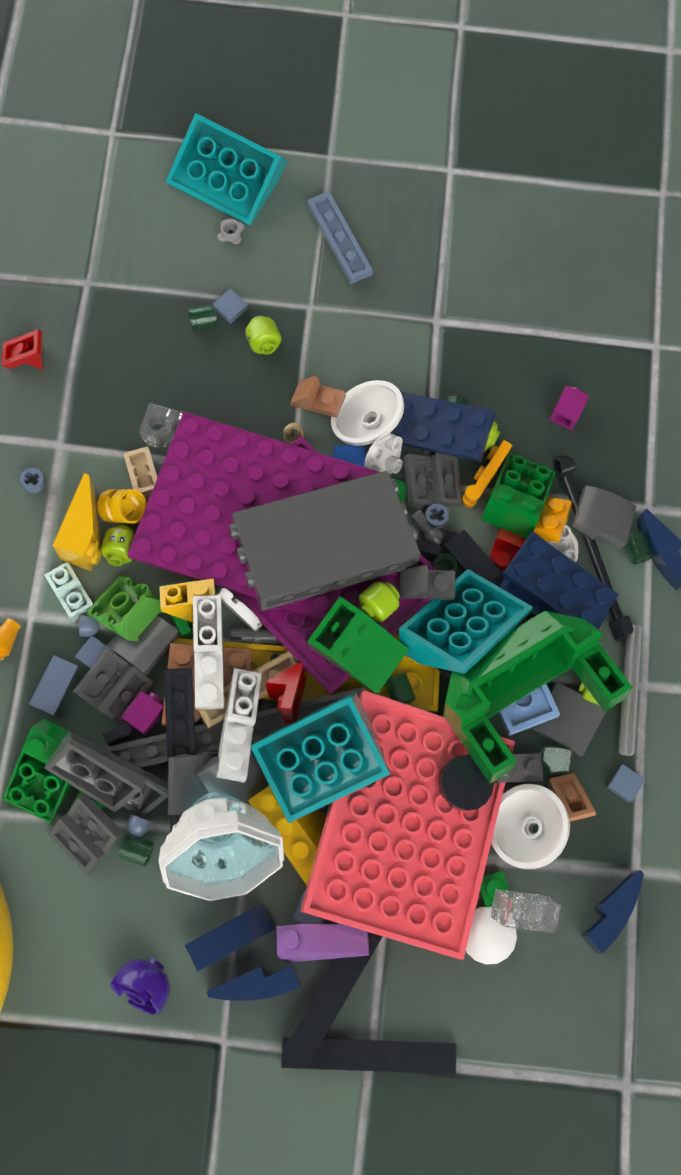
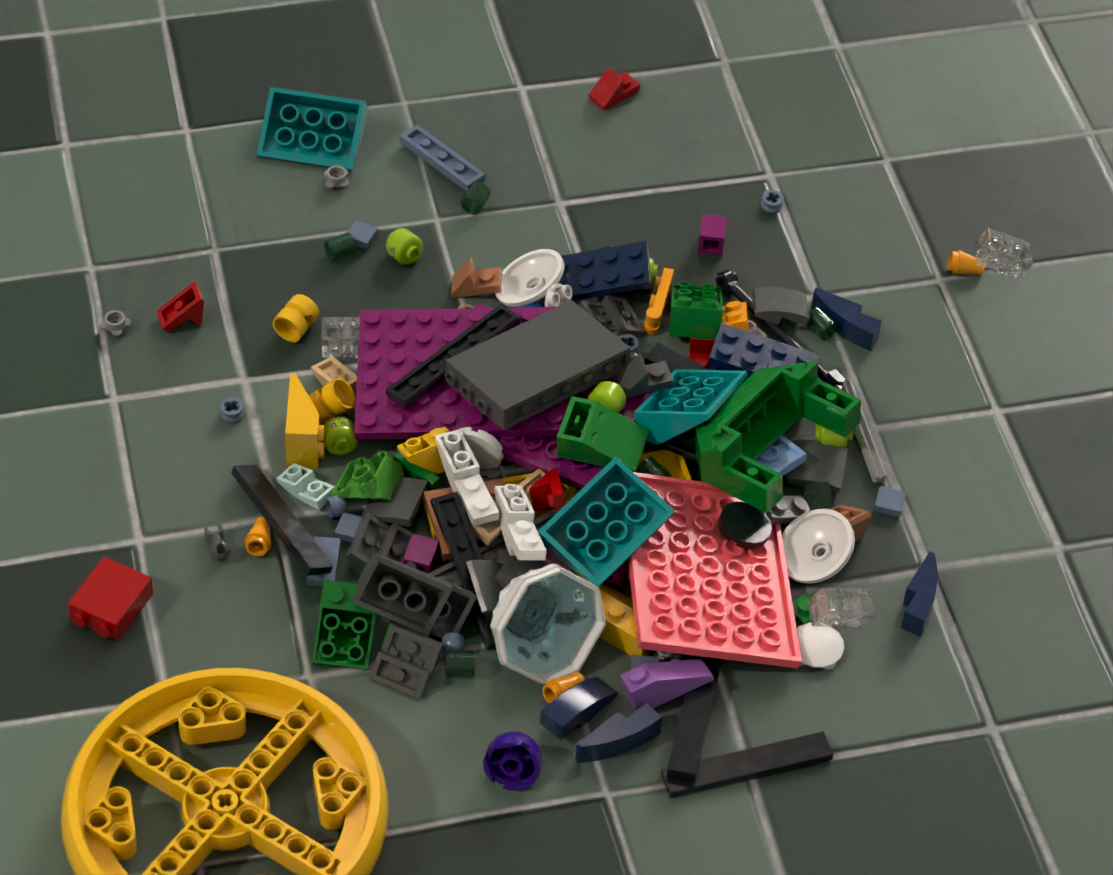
camera: 15 degrees left, 25 degrees down
(28, 630) = (282, 520): none -> black tile
(128, 392) = (296, 318): none -> yellow wheel
(223, 910) = (559, 685): none -> light orange cone
(275, 487) = (432, 370): none -> black tile
(353, 295) = (475, 198): none -> clear green beam
(538, 199) = (613, 89): none -> red slope
(650, 374) = (769, 206): none -> sand blue bush

